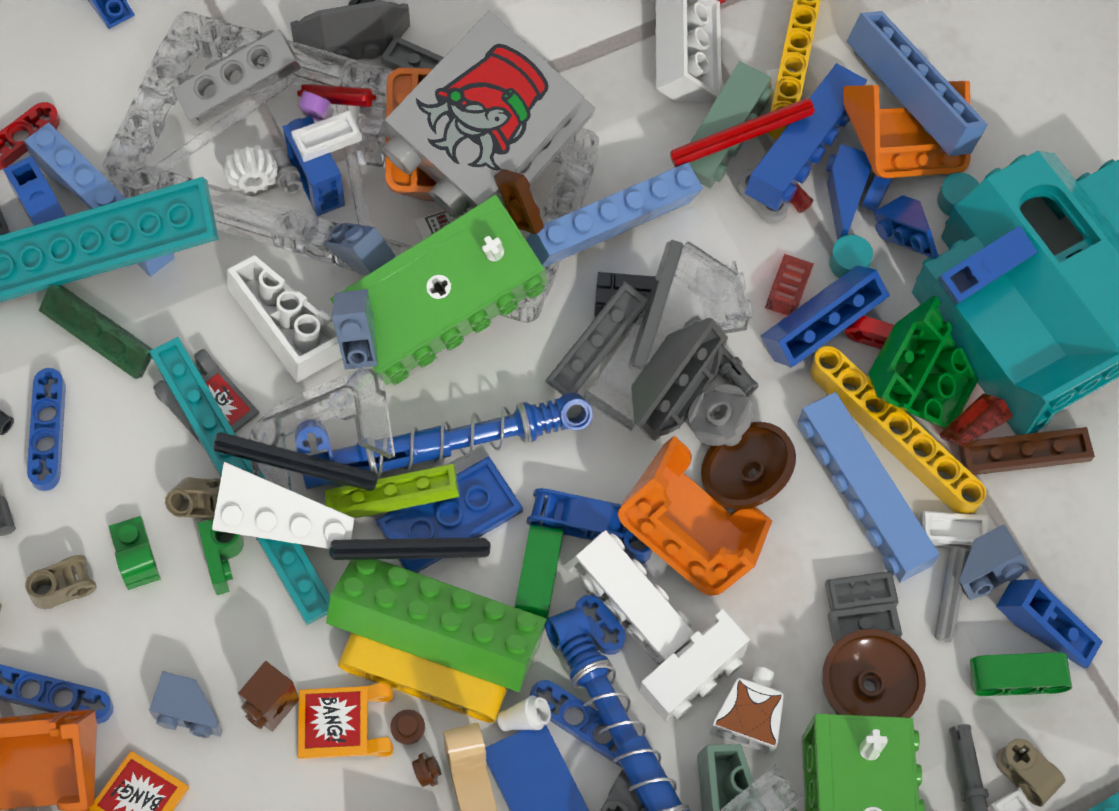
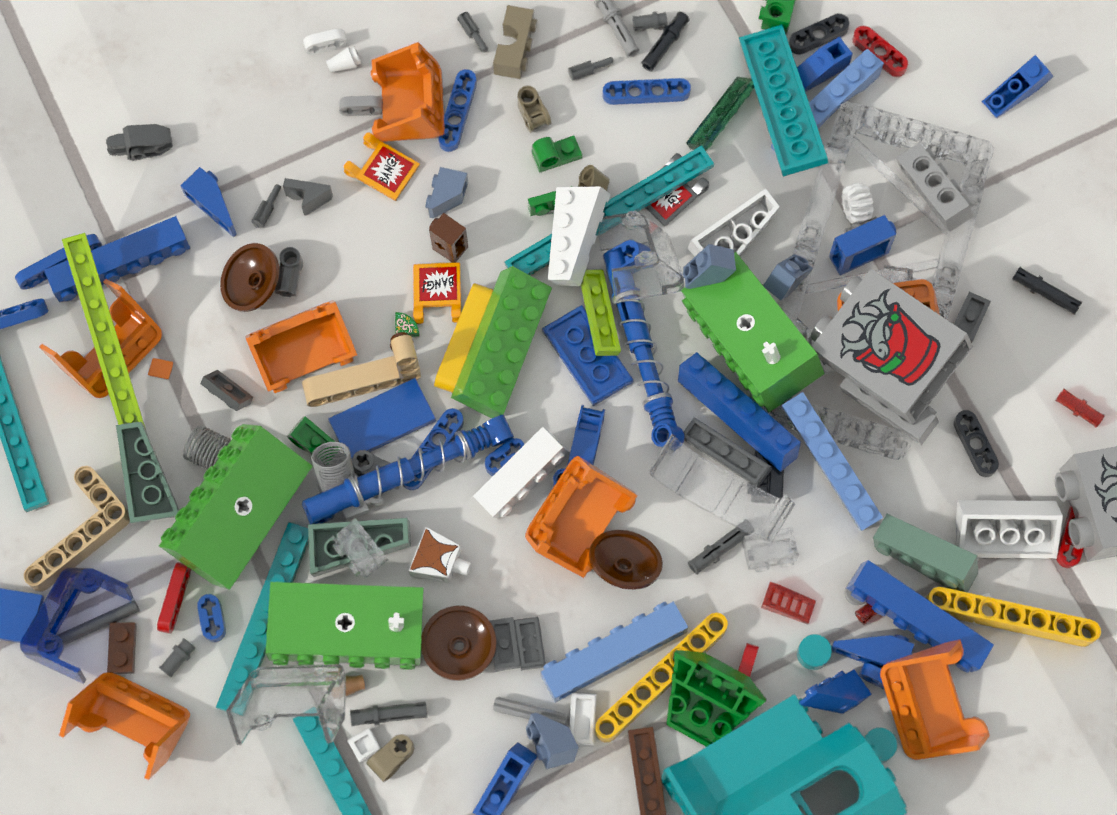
camera: 95 degrees right, 5 degrees up
(295, 461) = (613, 240): black axle -> none
(315, 106) = (904, 238): medium lavender beam -> none
(326, 136) = (876, 244): white tile -> none
(341, 95) = (921, 255): red axle -> none
(353, 30) = (989, 272): dark grey wedge -> none
(396, 766) = (406, 324): none -> green tile
(407, 727) = (432, 331): reddish brown plate -> none
(409, 548) = (553, 322): black axle -> none
(519, 201) = (813, 381): reddish brown plate -> none
(526, 715) = (436, 405): white cone -> none
(539, 570) = (543, 413): green beam -> none
(545, 319) = (739, 411): none -> blue brick
(585, 59) = (972, 453): none -> black beam
(656, 304) = (748, 486): dark grey tile -> none
(676, 376) = (690, 505): dark grey wedge -> none
(696, 668) = (469, 519): white wedge -> none
(730, 427) = (672, 554): light grey plate -> none
(742, 132) = (911, 559): red axle -> none
(825, 315) = (755, 623): blue brick -> none
(916, 83) = (976, 707): medium blue brick -> none
(979, 418) = (670, 739): clear red slope -> none
(987, 265) = (784, 733): blue slope -> none
(1020, 674) = (465, 757): green beam -> none

